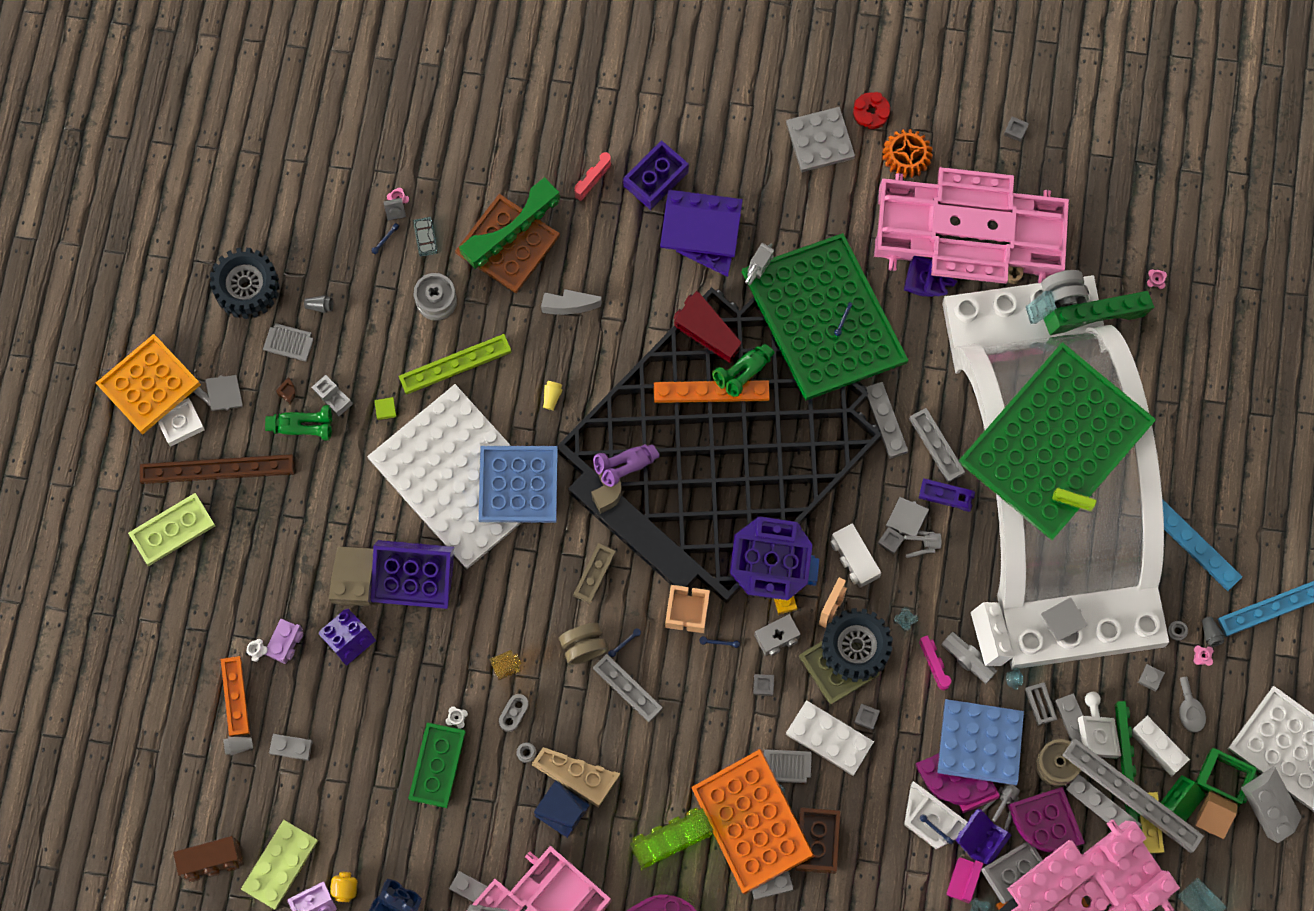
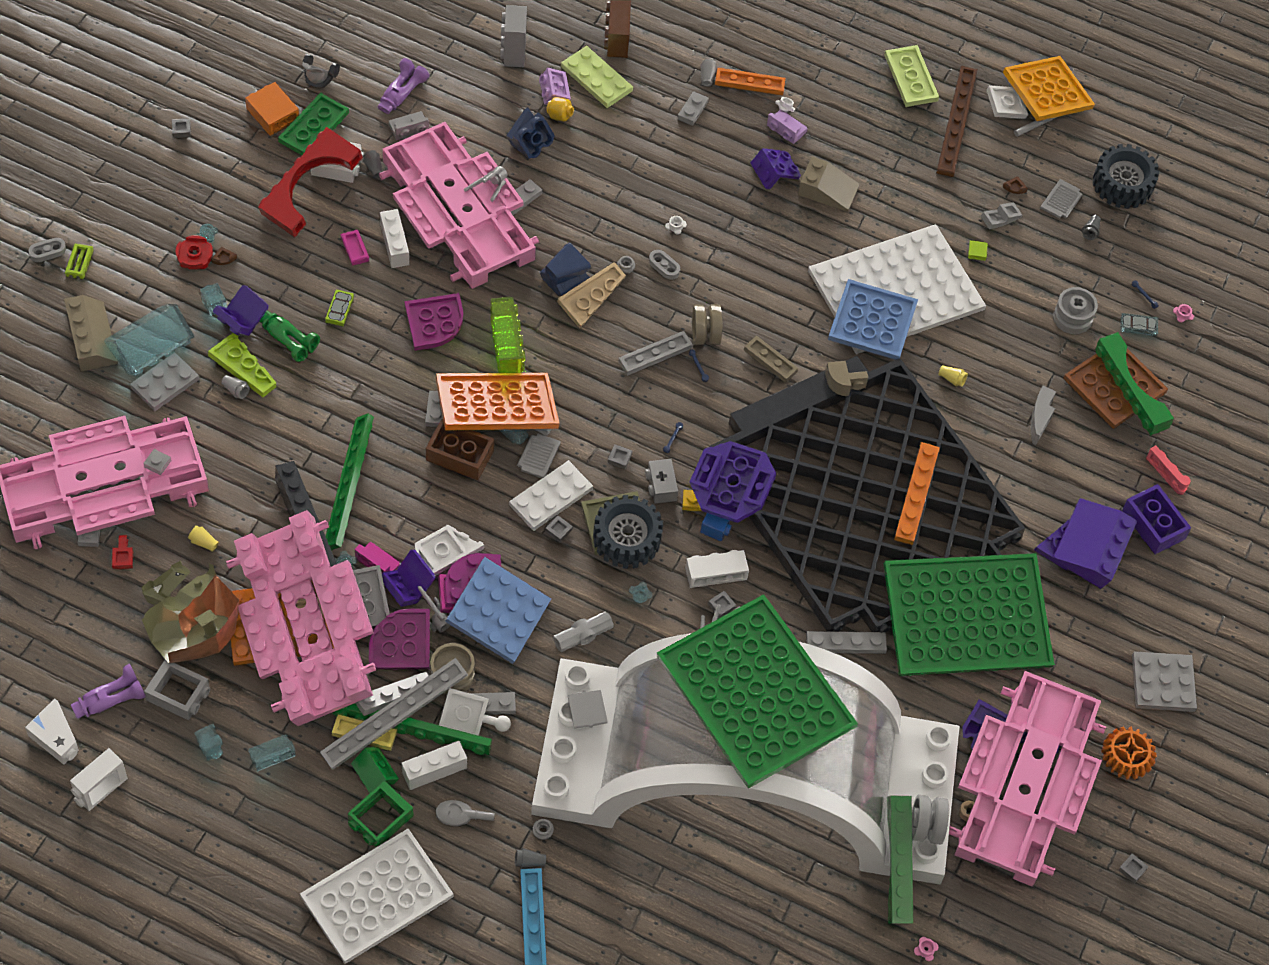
camera: 100 degrees right, 15 degrees down
(223, 393) = (1026, 140): light grey piece -> none
(290, 423) = (982, 178): green piece -> none
(394, 209) = (1172, 305): flat silver plate -> none
(412, 574) = (817, 225): dark purple slope -> none
(437, 765) = (639, 199): green plate -> none
(455, 364) = (1005, 311): lime plate -> none
(505, 664) = (709, 266): clear yellow brick -> none
(635, 459) = (867, 405): medium lavender piece -> none
(687, 610) = (711, 414): light nougat piece -> none
(706, 327) = (983, 505): dark red slope -> none
(751, 362) = (934, 528): green piece -> none
(759, 262) = (1036, 561): light grey piece -> none
(833, 602) = (676, 522): light nougat plate -> none
(838, 332) = (972, 636): dark blue hinge -> none
(875, 101) = (1194, 731): red plate -> none
(923, 818) = (445, 539): dark blue hinge -> none
(935, 664) = (588, 600): dark pink plate -> none
(992, 634) = (596, 651): white brick -> none
(1014, 678) = (552, 660): clear light blue plate -> none
(1040, 307) = (922, 790): clear light blue tile -> none
(1045, 720) = (516, 684): light grey tile -> none
(1074, 499) = (688, 676): lime tile -> none
(1151, 677) = (505, 788): light grey plate -> none
(1198, 659) = (508, 848): bright pink plate -> none
(1199, 548) = (628, 878): dark azure plate -> none
(1216, 814) = (346, 786): medium nougat head -> none
(1272, 805) = (334, 841): light grey slope -> none

